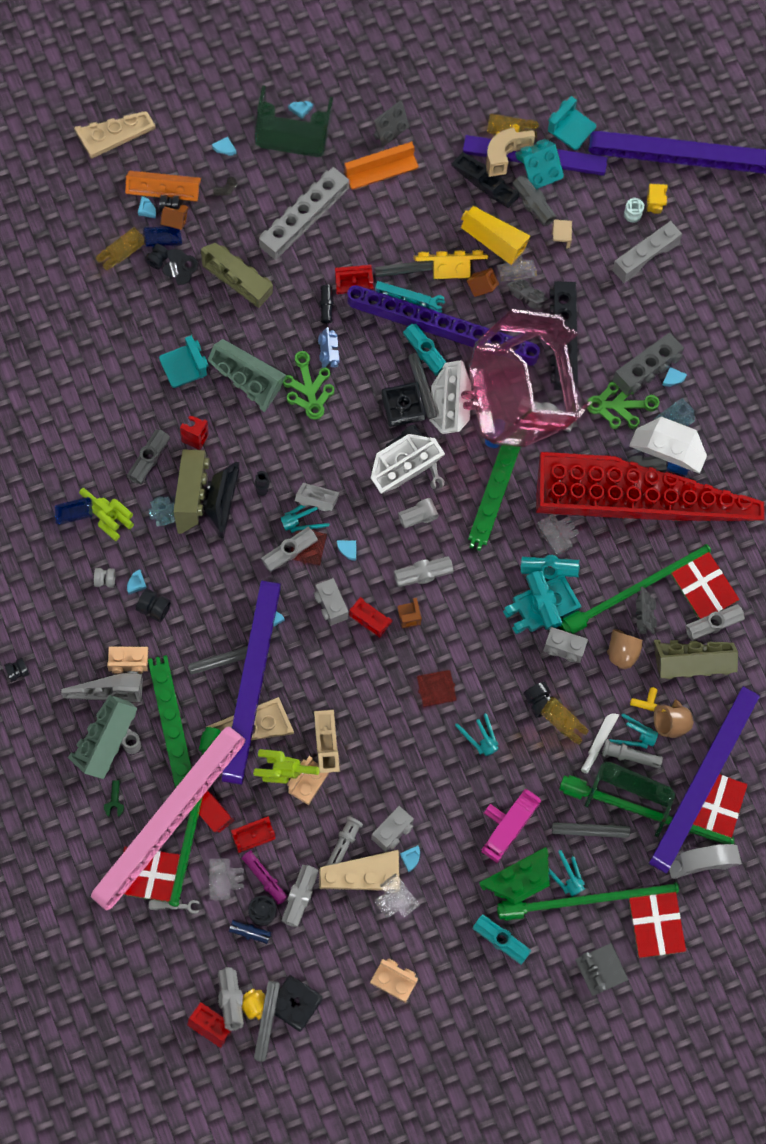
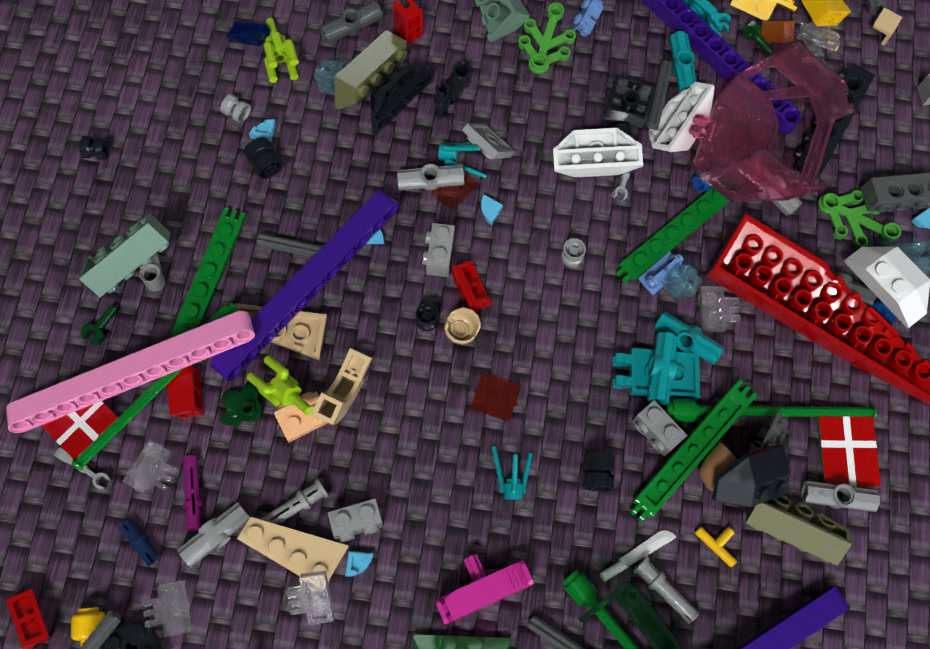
camera: 30 degrees right, 0 degrees up
(123, 685) = (175, 216): light grey wedge -> none
(127, 659) = (206, 197): light nougat bracket -> none
(230, 999) = (63, 605): light grey piece -> none
(253, 834) = (209, 440): red hinge -> none
(256, 798) = (237, 405): none -> dark green plate
(261, 463) = (456, 82): none -> black piece
(262, 910) = (165, 526): black wheel -> none
(303, 961) = (169, 609): none -> clear hinge
(352, 657) = (429, 313): none -> black wheel
(382, 649) = (462, 325): none -> tan hair
(409, 614) = (512, 306): dark orange panel -> none
(422, 512) = (588, 213): light grey piece -> none
(423, 571) = (553, 271): light grey piece -> none
(430, 544) = (575, 248): none -> light grey wheel
(464, 293) = (752, 32): none -> dark green bar
(502, 527) = (652, 277): none -> medium blue hinge
(521, 527) = (681, 281): none -> clear light blue brick
(563, 720) = (610, 507): clear yellow hinge -> none
(597, 647) = (692, 450): none -> green hinge
(647, 734) = (694, 578): teal plant -> none
(649, 642) = (754, 478): none -> black wedge
(673, 721) = (733, 580): medium nougat piece -> none

